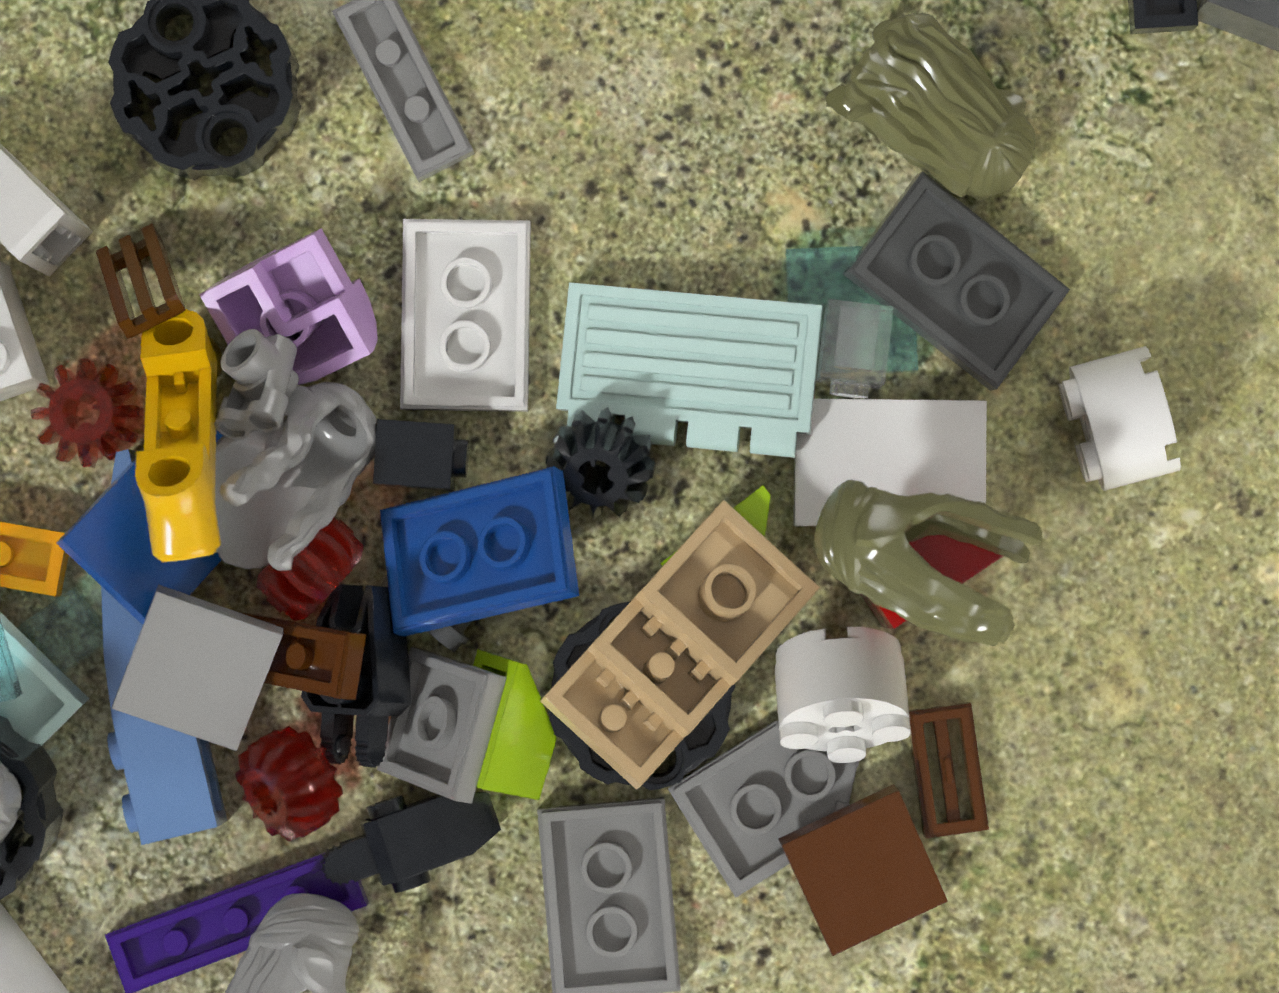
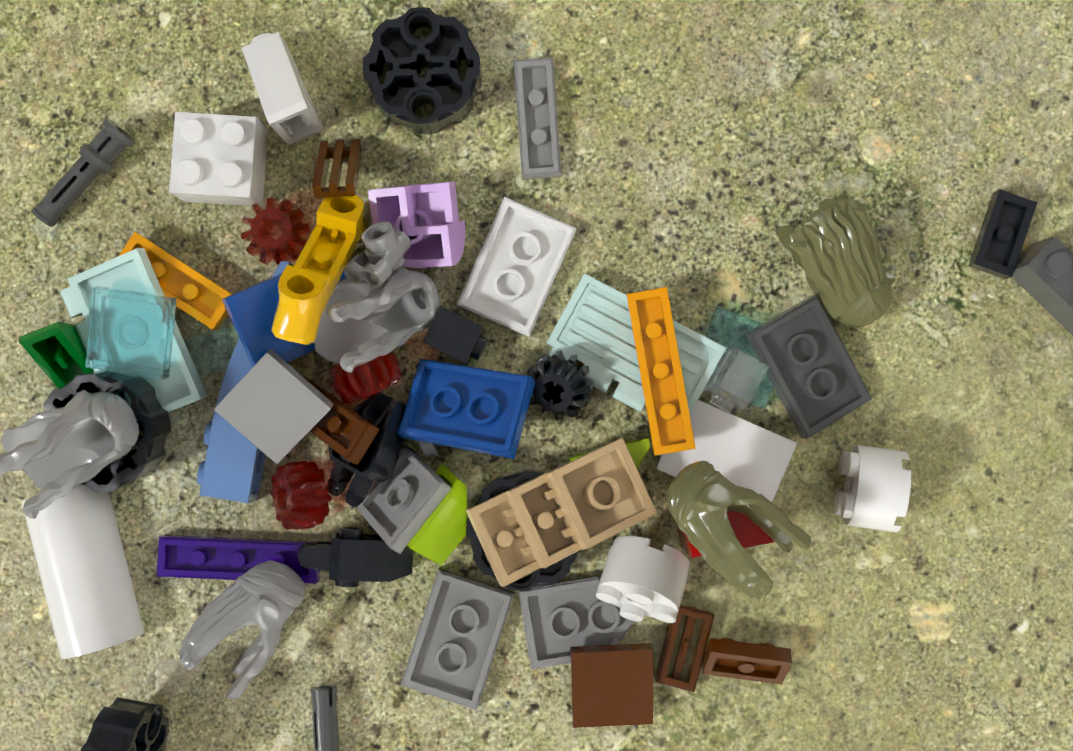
camera: 20 degrees right, 0 degrees up
(739, 380) = (660, 371): none -> light orange plate
(1045, 751) = (746, 661): none -> reddish brown plate

